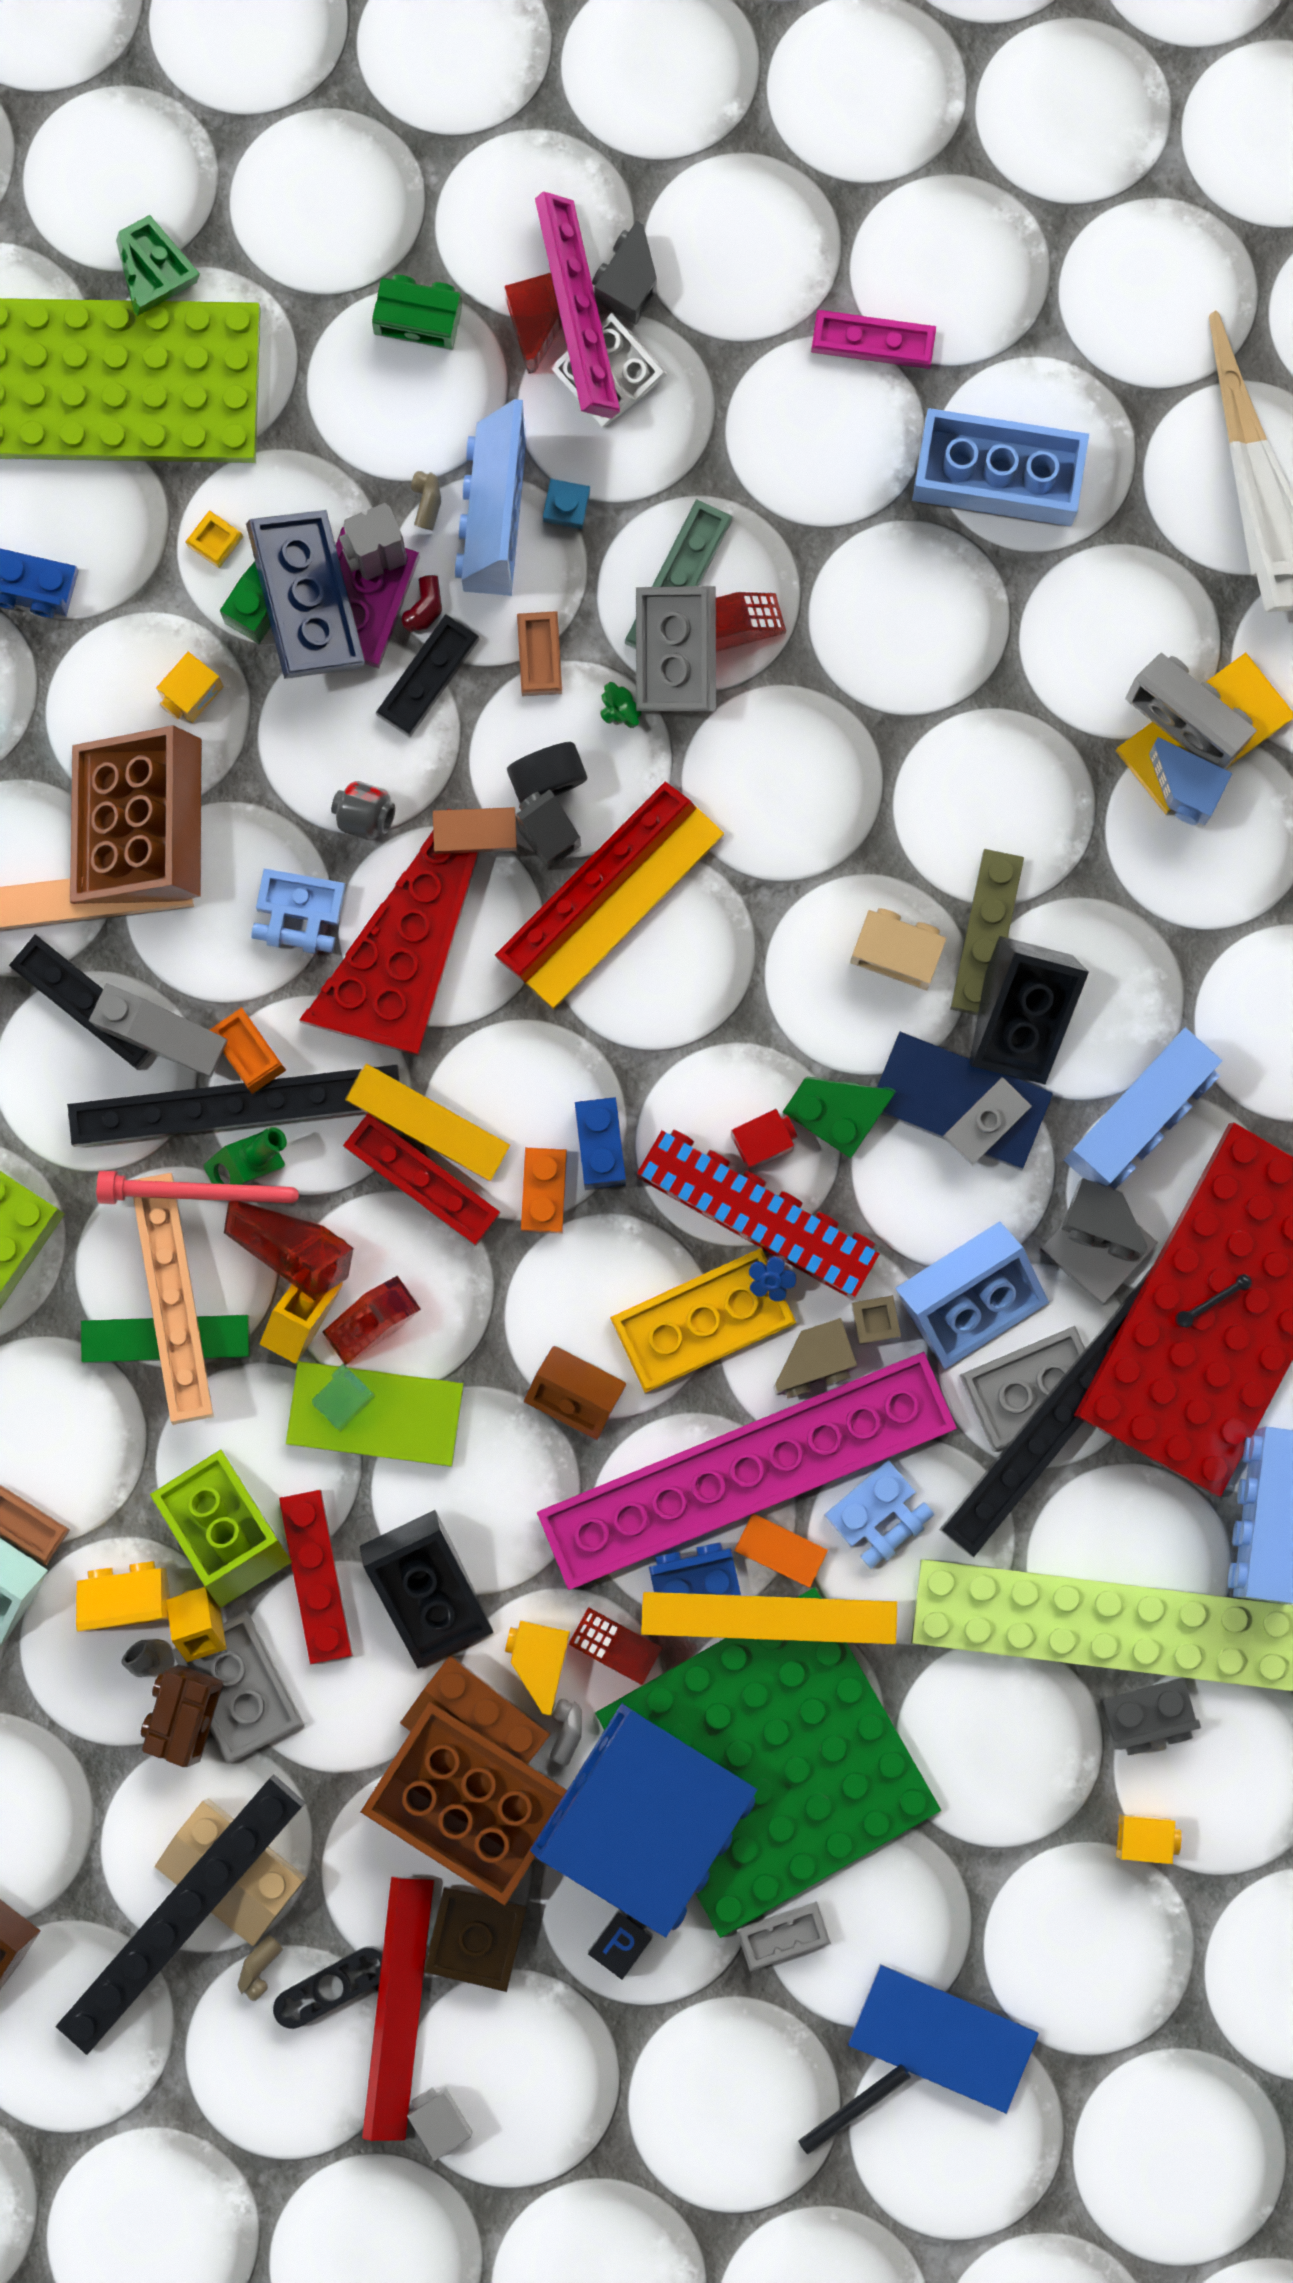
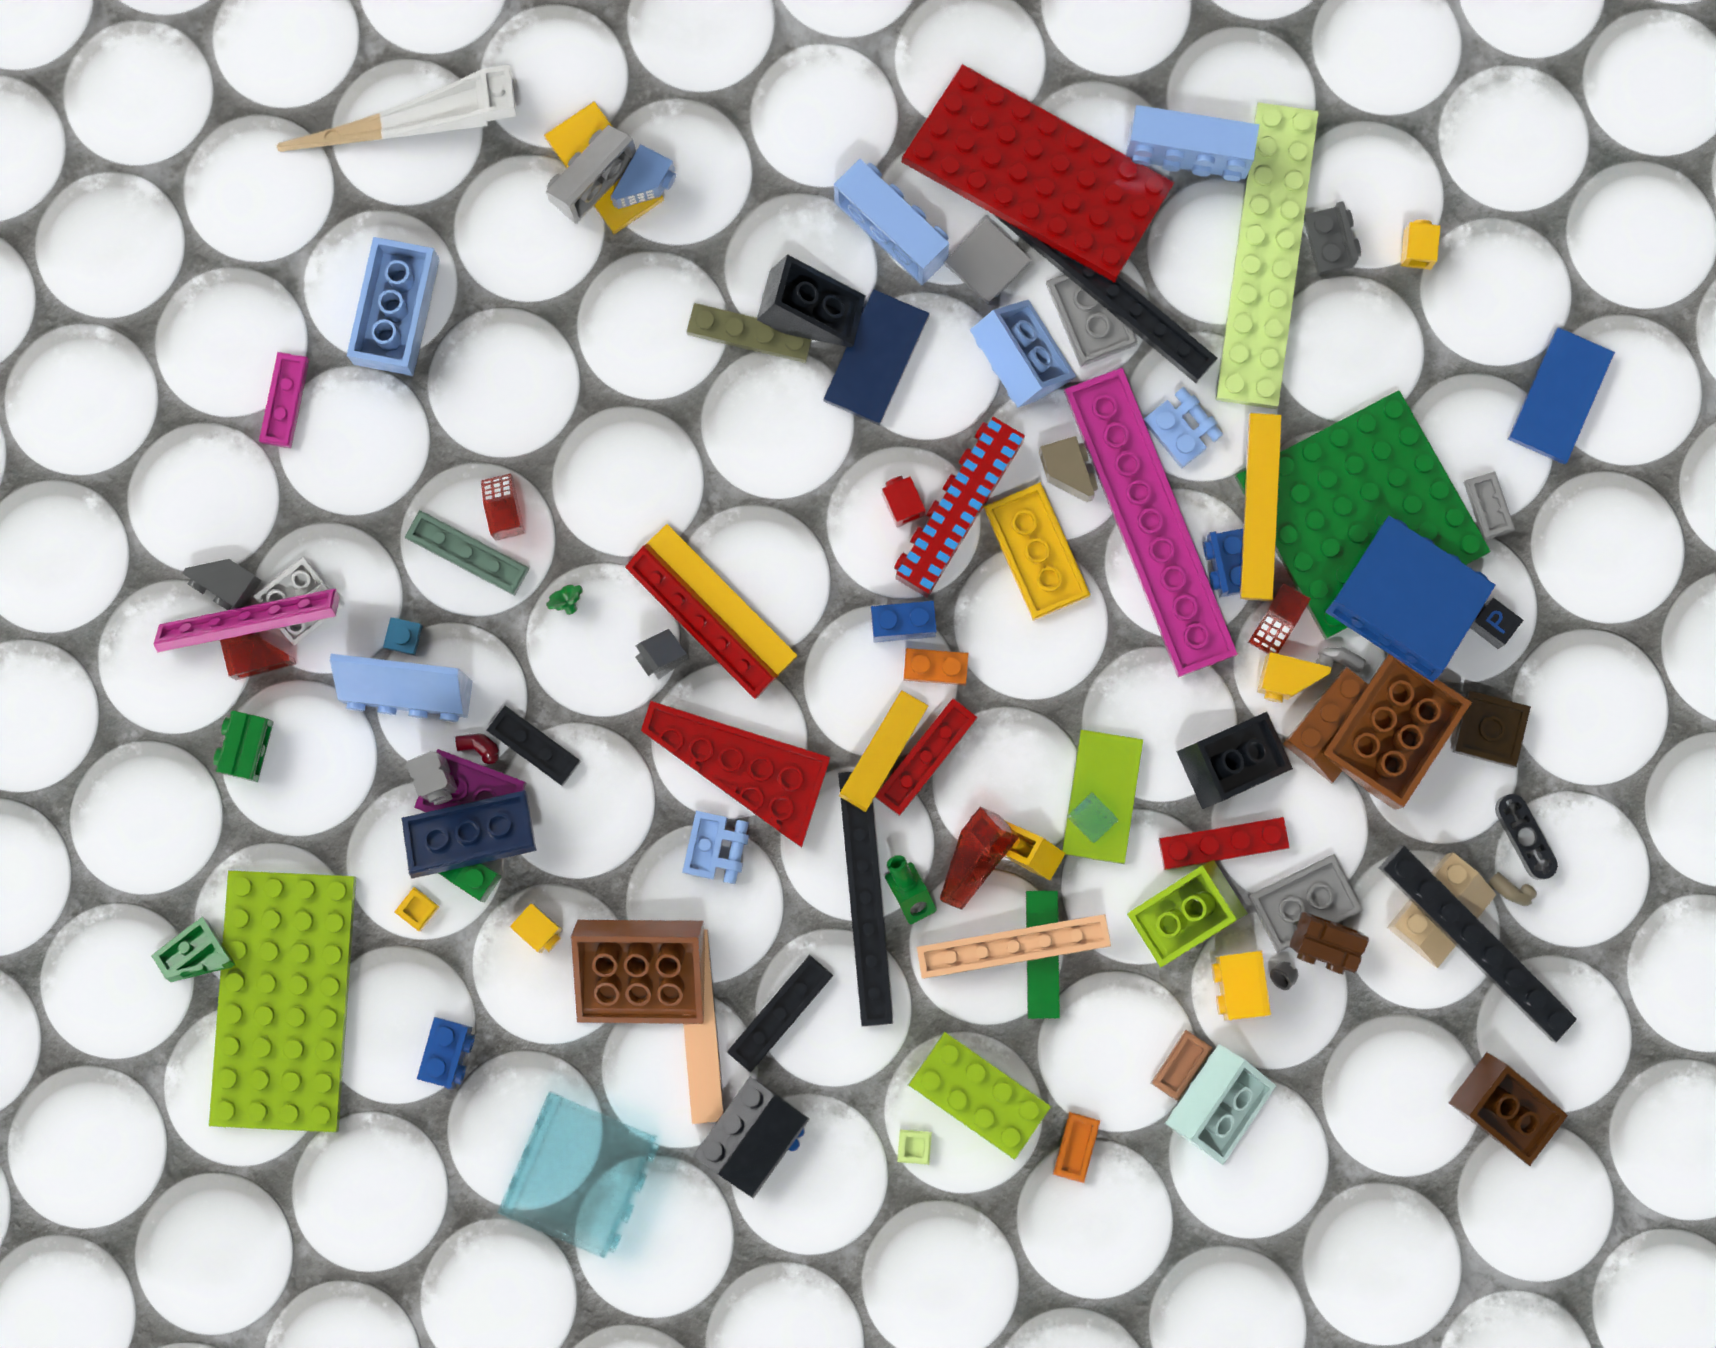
camera: 85 degrees left, 0 degrees up
(116, 1187) = (928, 988): coral piece -> none
(157, 1030) = (808, 953): light grey slope -> none
(196, 1624) = (1260, 931): yellow brick -> none
(248, 1051) = (823, 887): orange tile -> none
(363, 810) = (639, 795): dark grey head -> none
(371, 1319) = (1032, 796): clear red slope -> none
(398, 2009) = (1542, 786): red tile -> none
(430, 501) = (394, 739): dark tan arm -> none
(438, 2122) = (1624, 758): light grey brick -> none
(474, 830) = (659, 708): nougat tile -> none
(539, 653) = (520, 659): nougat tile -> none
(549, 768) = (617, 653): black tyre -> none
(574, 1392) = (1089, 646): dark orange panel -> none
(676, 648) = (524, 552): light grey tile -> none
(771, 1279) = (1009, 497): blue plant -> none
(781, 1550) = (1208, 499): orange tile -> none
(838, 1110) = (882, 445): green wing -> none
(854, 2109) = (1612, 459): black bar -> none
(876, 1320) = (1041, 422): dark tan tile -> none
(898, 948) = (761, 396): tan piece -> none
(987, 1121) = (894, 336): light grey plate -> none
(1104, 1218) = (969, 254): dark grey slope -> none
(1186, 1318) = (1047, 196): black hinge -> none

